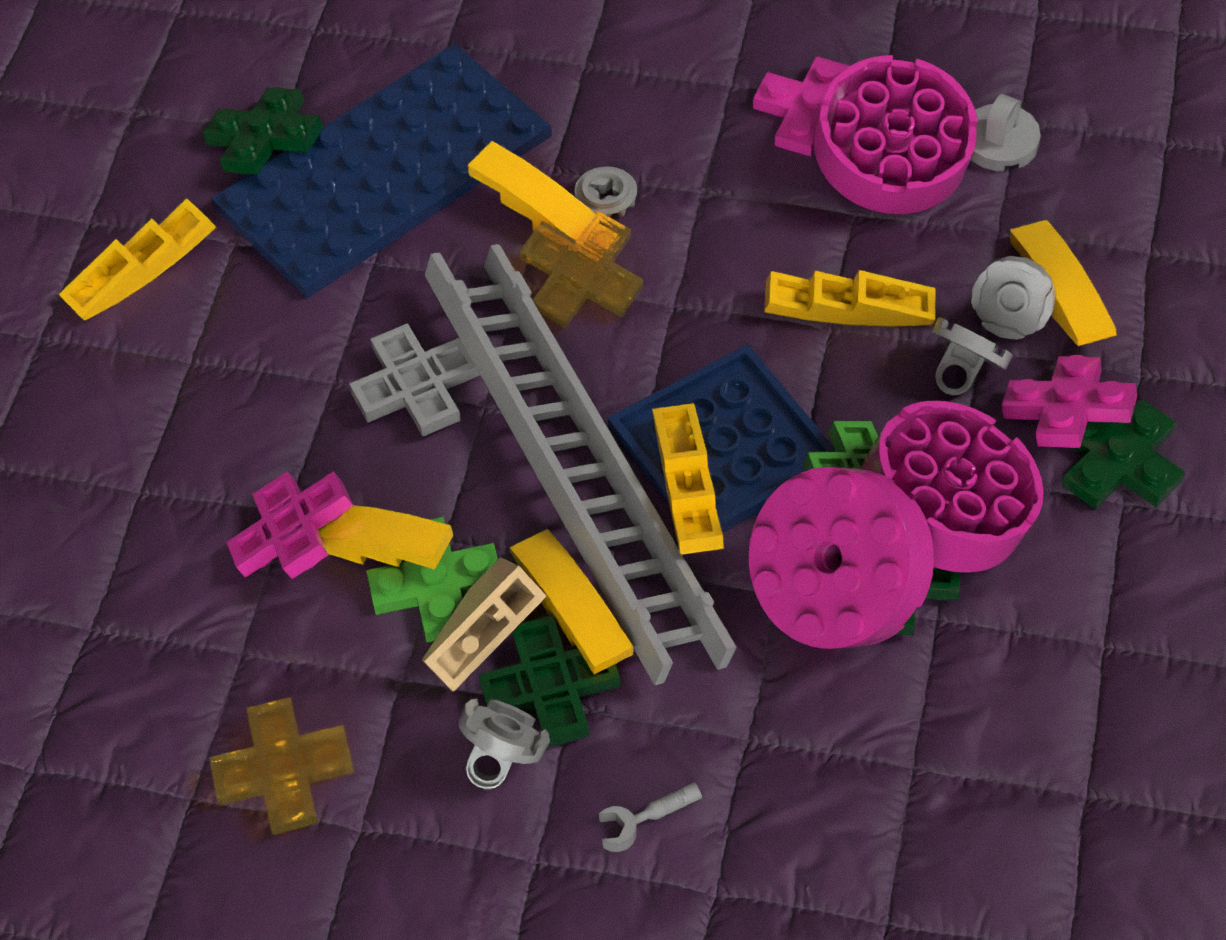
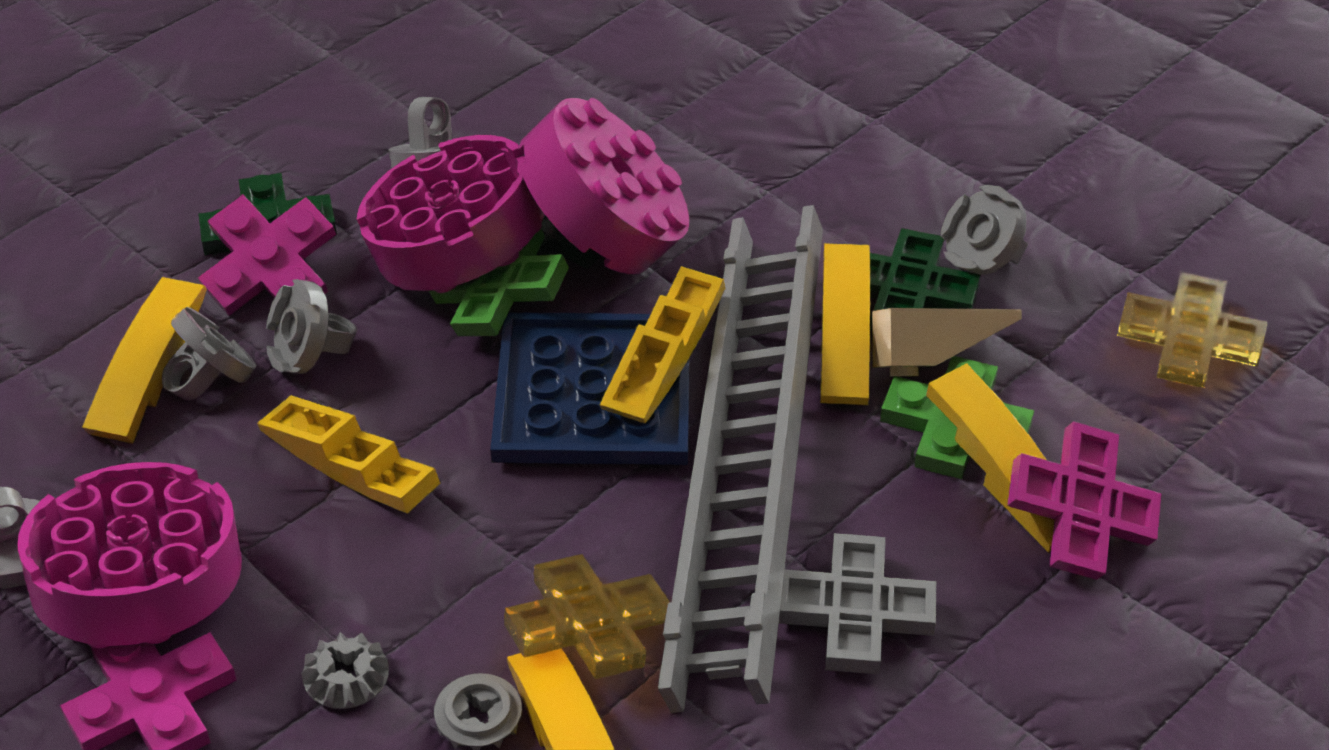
camera: 150 degrees left, 10 degrees down
(654, 810) = (882, 174): light grey piece -> none
(719, 186) = (340, 688): none -> light grey gear
(1049, 573) = (422, 139): none -> light grey tile

